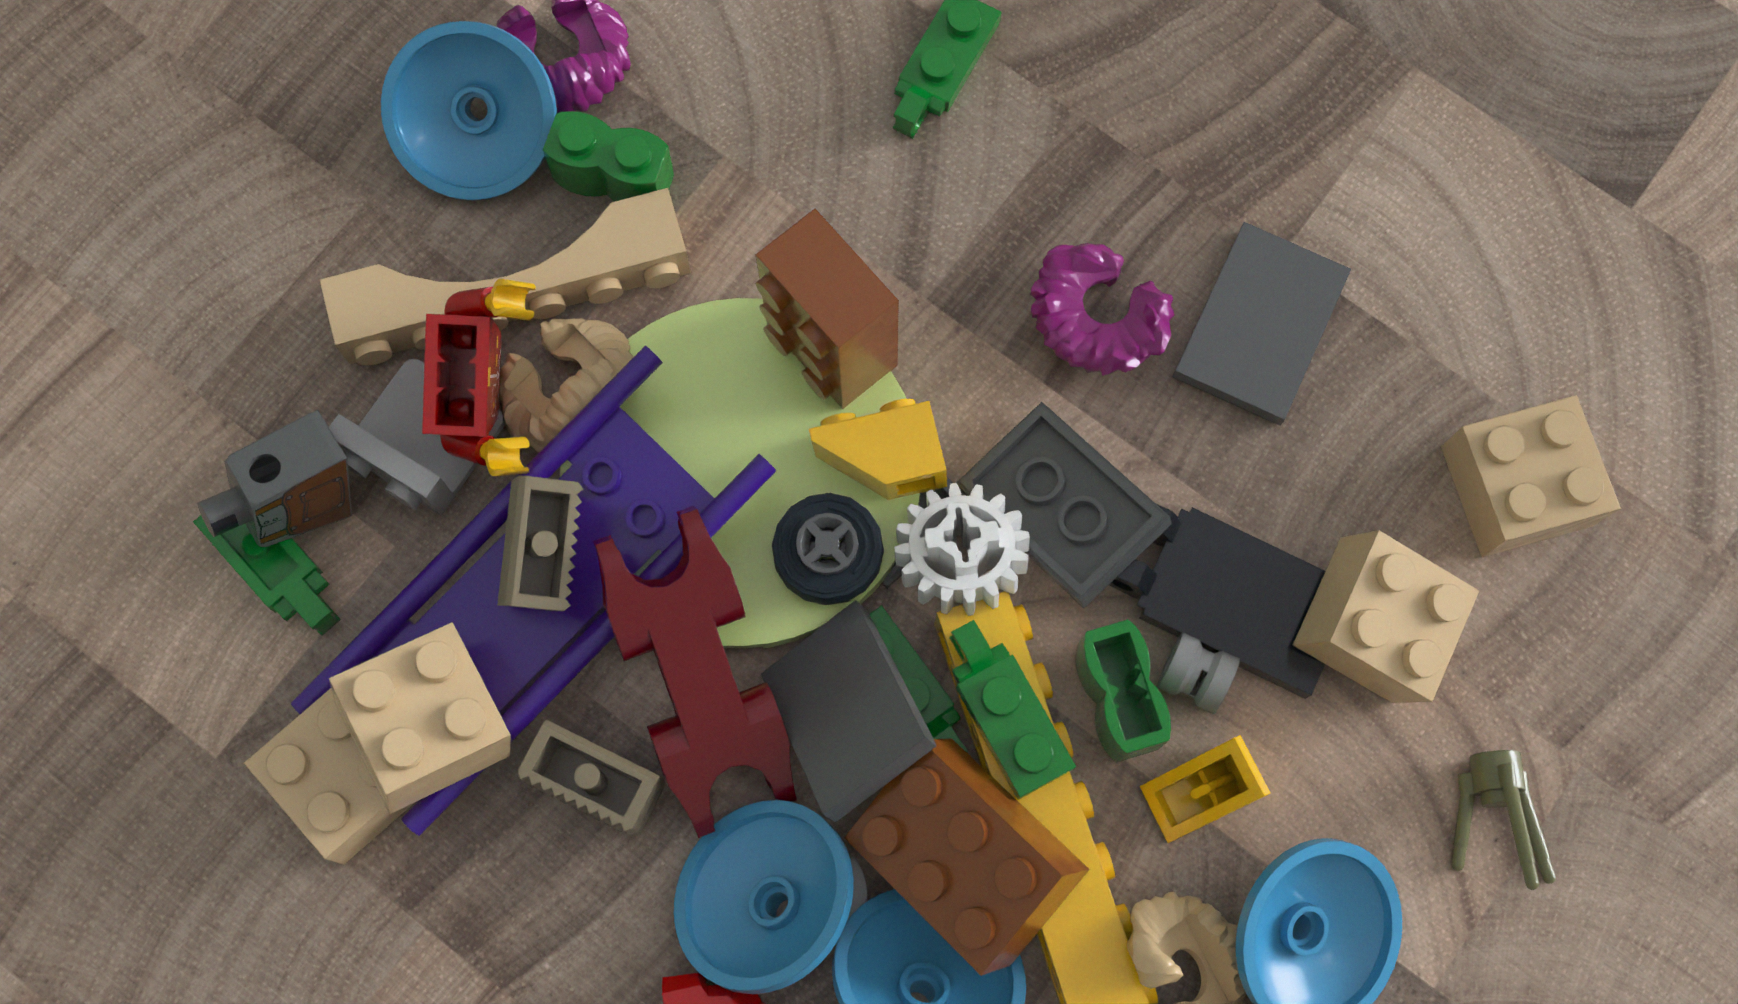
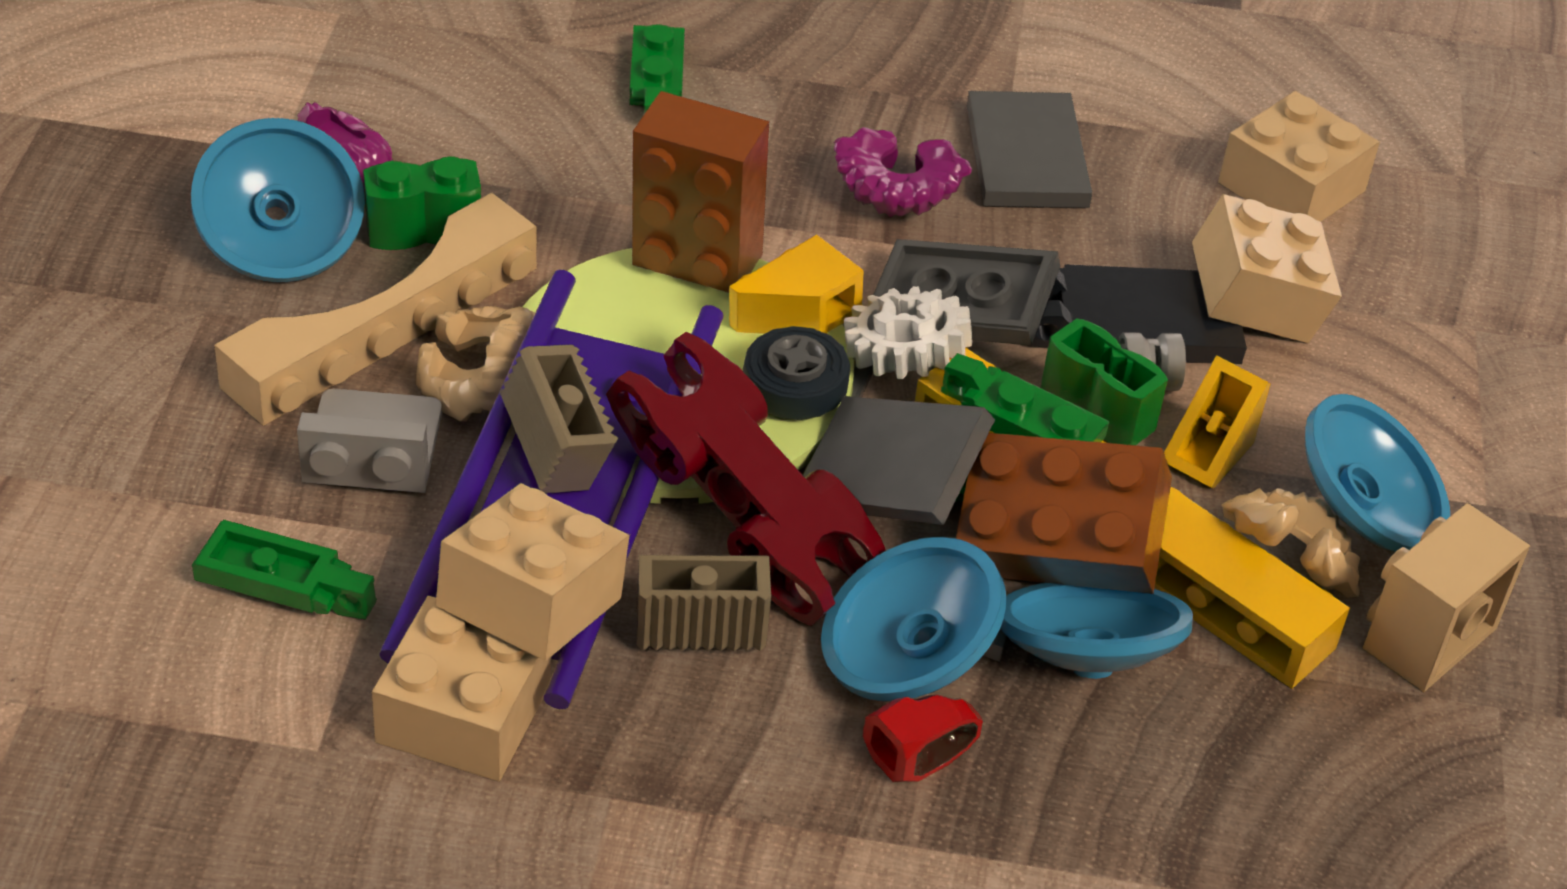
camera: 30 degrees left, 30 degrees down
(283, 484) = (283, 476): dark grey torso -> none
(465, 375) = (403, 344): red torso -> none
(1503, 783) = (1427, 347): olive plant -> none

